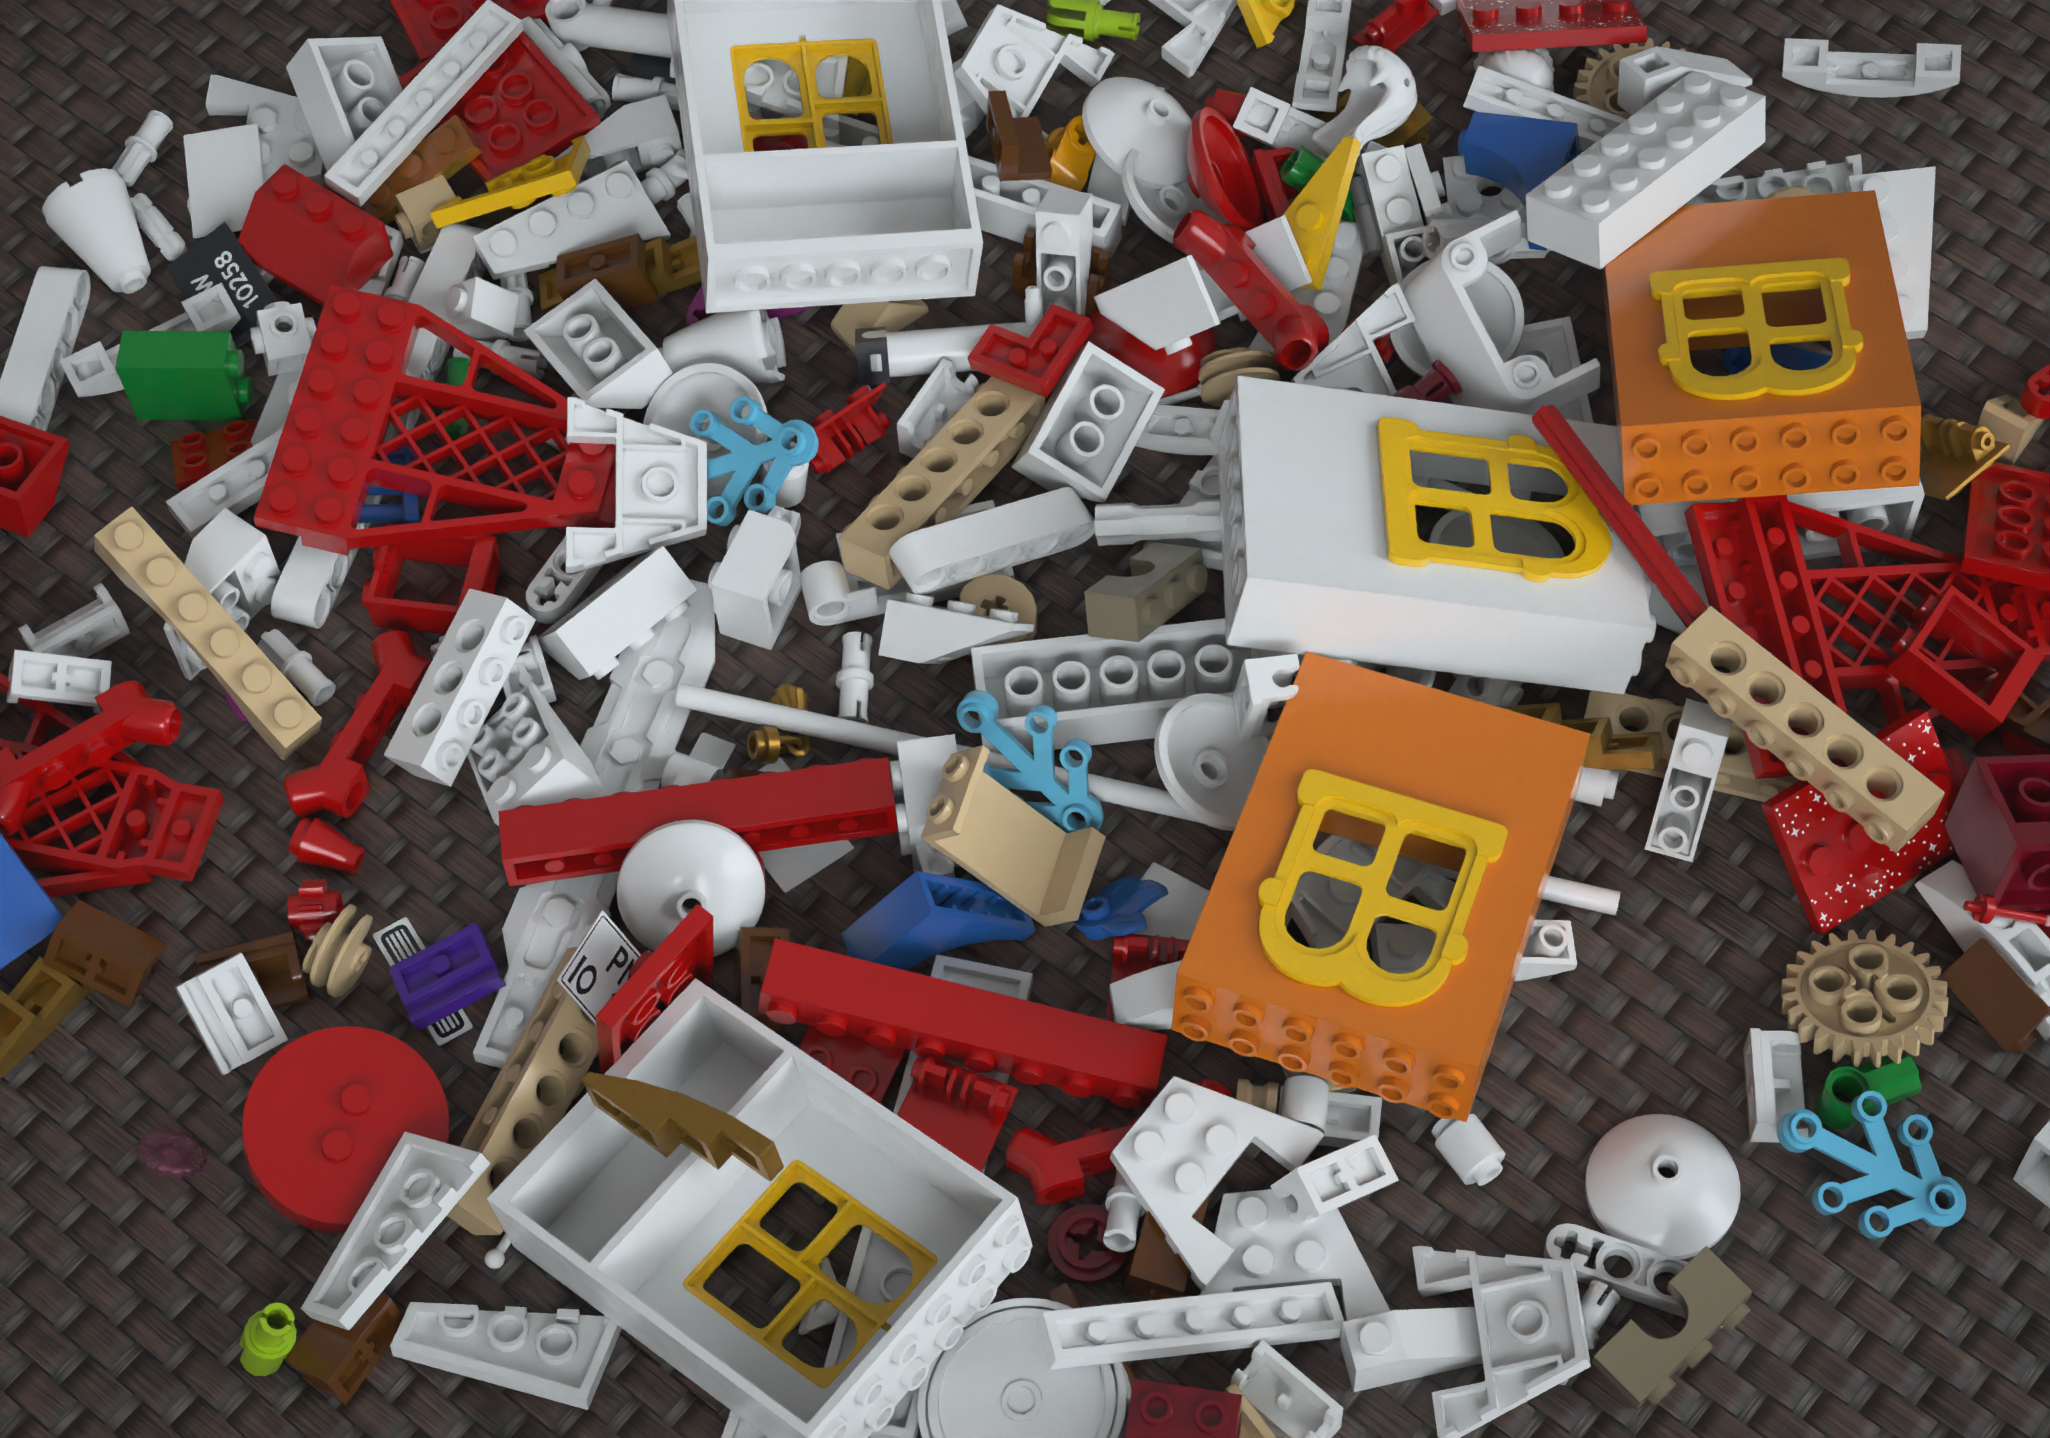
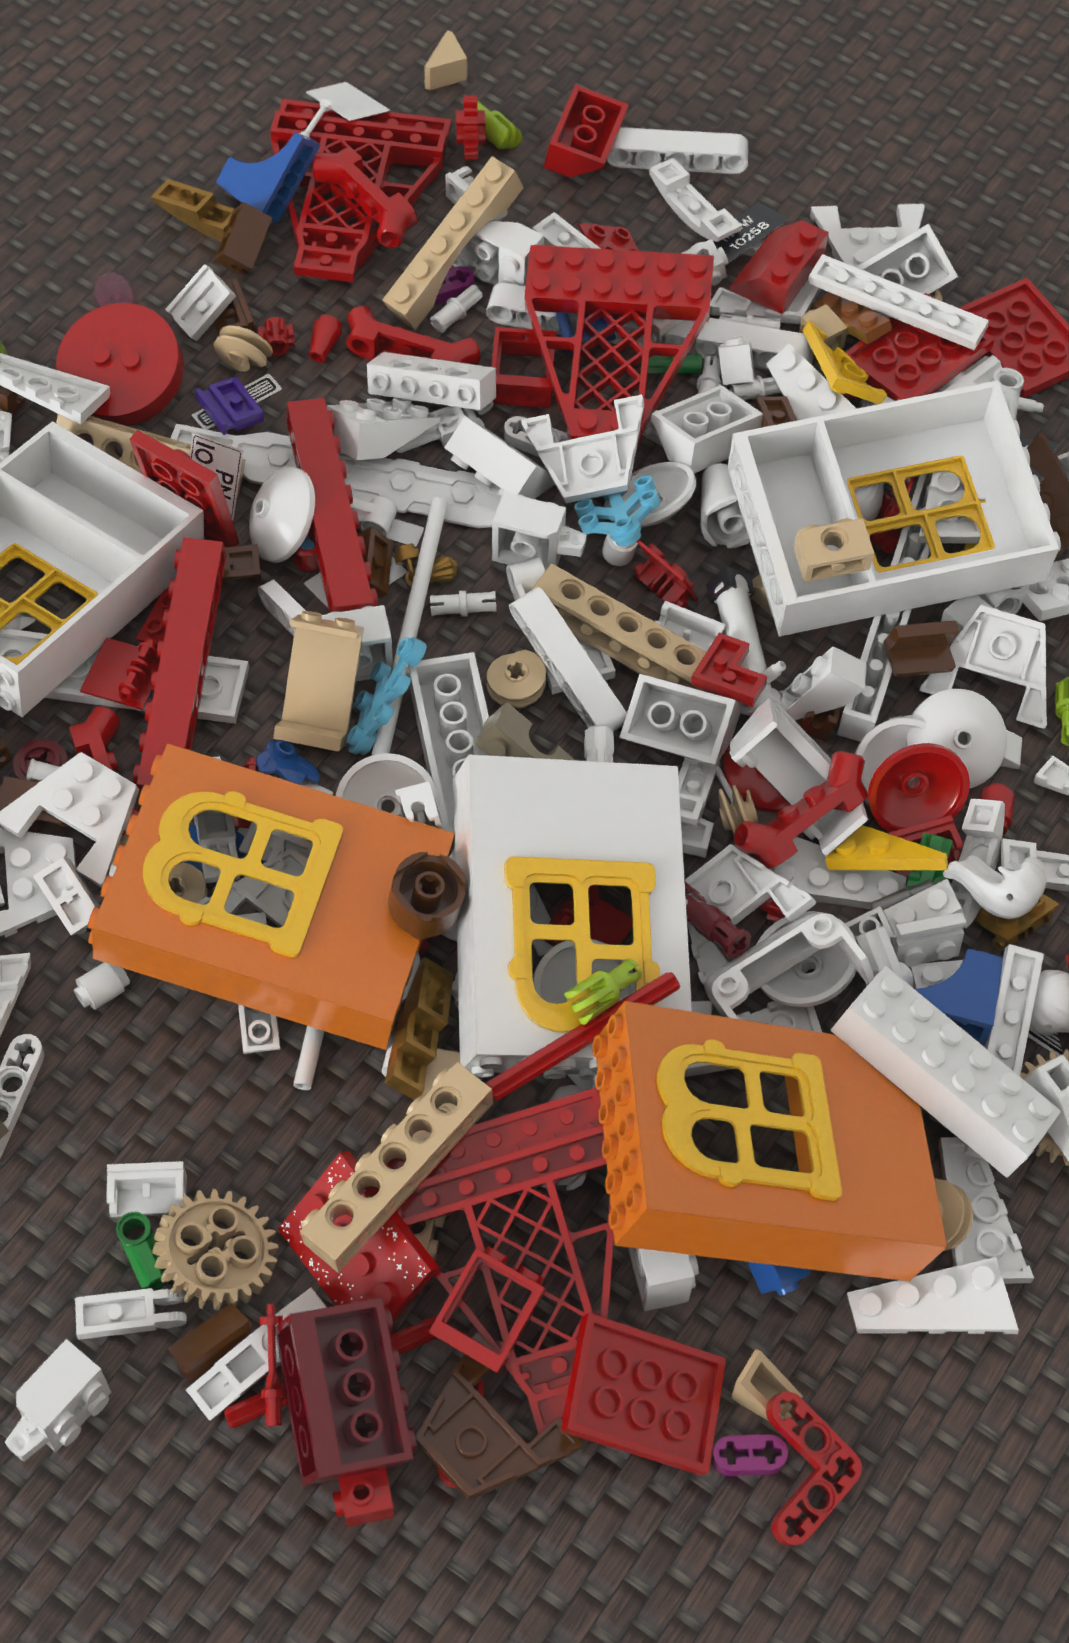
camera: 80 degrees right, 0 degrees up
(57, 678) = (425, 188): white hinge -> none
(100, 228) = (777, 162): white cone -> none
(143, 146) = (855, 178): white axle -> none
(157, 227) = (794, 194): white axle -> none
(184, 375) = (662, 210): green brick -> none
(222, 176) = (839, 217): white sticker -> none
(671, 1118) = (86, 495): pearl gold slope -> none
(855, 896) = (279, 603): none -> white beam
(918, 167) = (820, 562): none -> tan brick
(932, 917) = (265, 650): blue arch -> none
(935, 634) = (492, 639): white slope -> none
(1070, 155) = (915, 690): light orange piece -> none
(1424, 668) = (427, 894): none -> reddish brown brick
(1567, 482) = (604, 988): none -> lime arm
(1659, 1212) = (78, 1136): white dish -> none
(1688, 781) = (372, 1118): white slope -> none
(1881, 1168) = (71, 1254): medium azure plant -> none
(1952, 1109) = (126, 1312): none -> white hinge
(1954, 454) = (716, 1331): pearl gold hinge -> none

